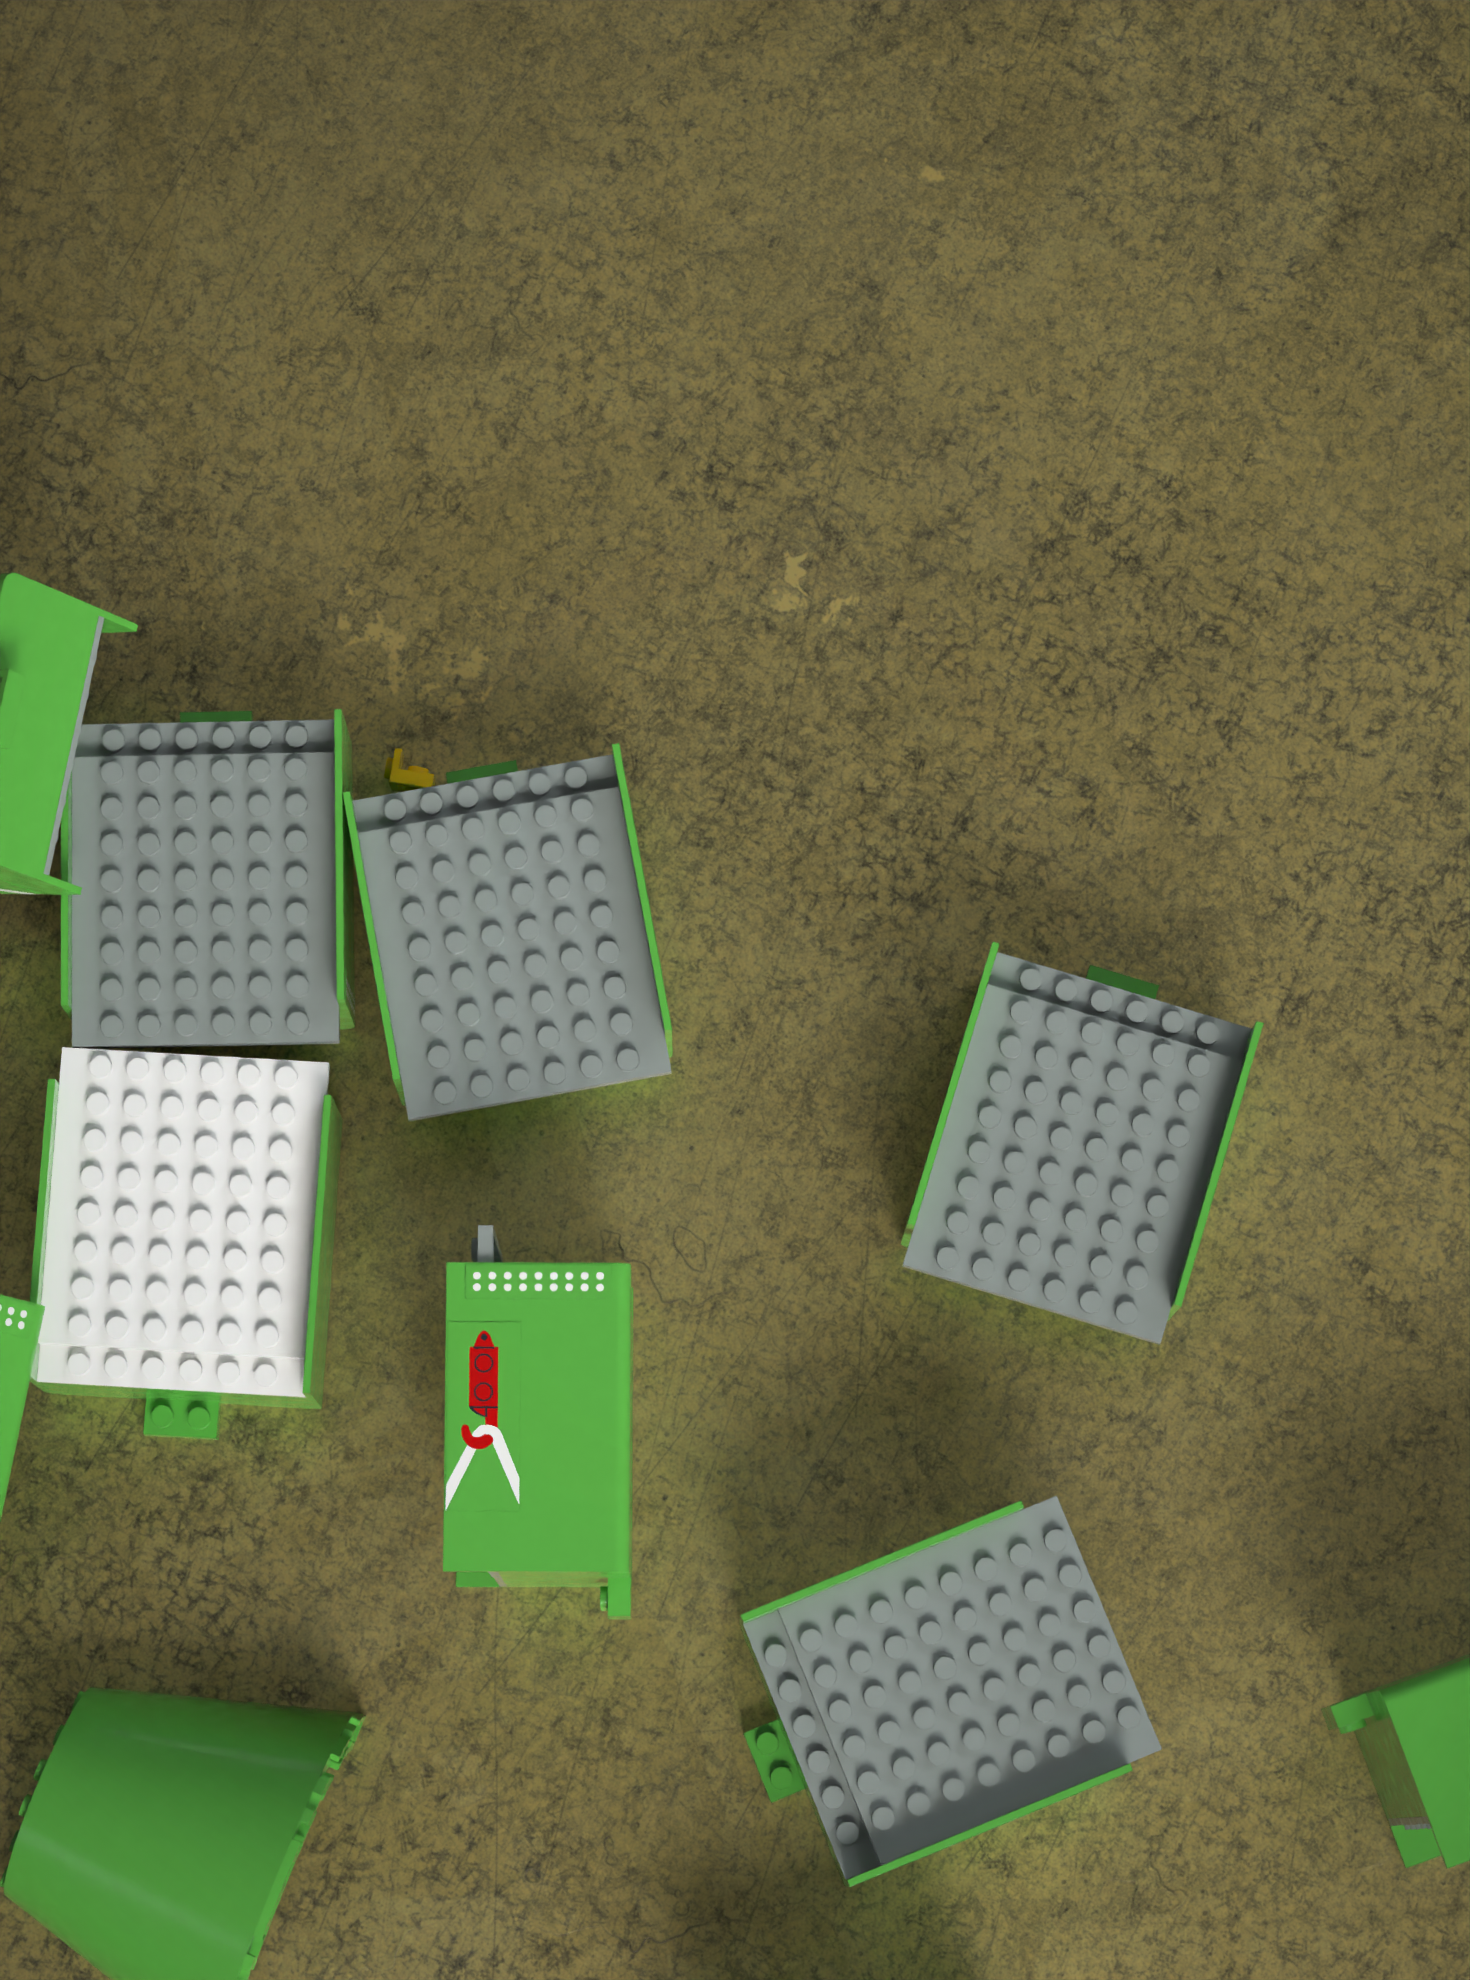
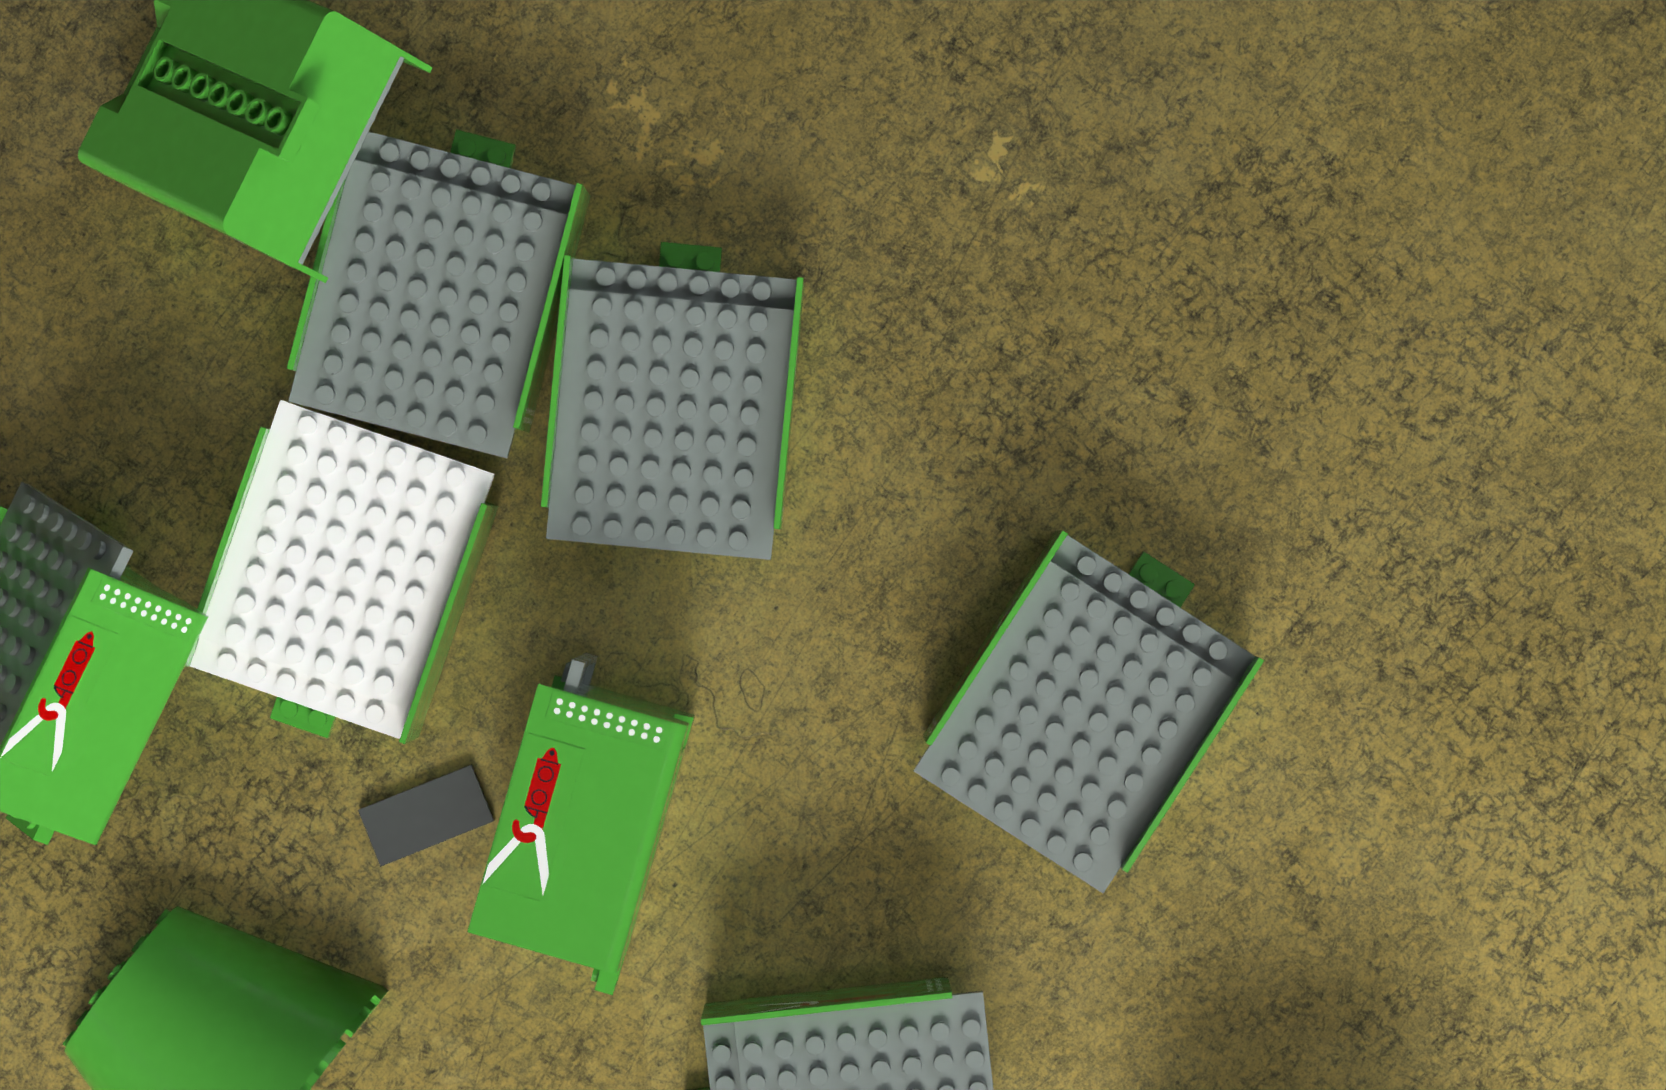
camera: 25 degrees right, 10 degrees up
(354, 1497) = (426, 815): none -> dark grey tile
(405, 780) = (634, 239): yellow bracket -> none

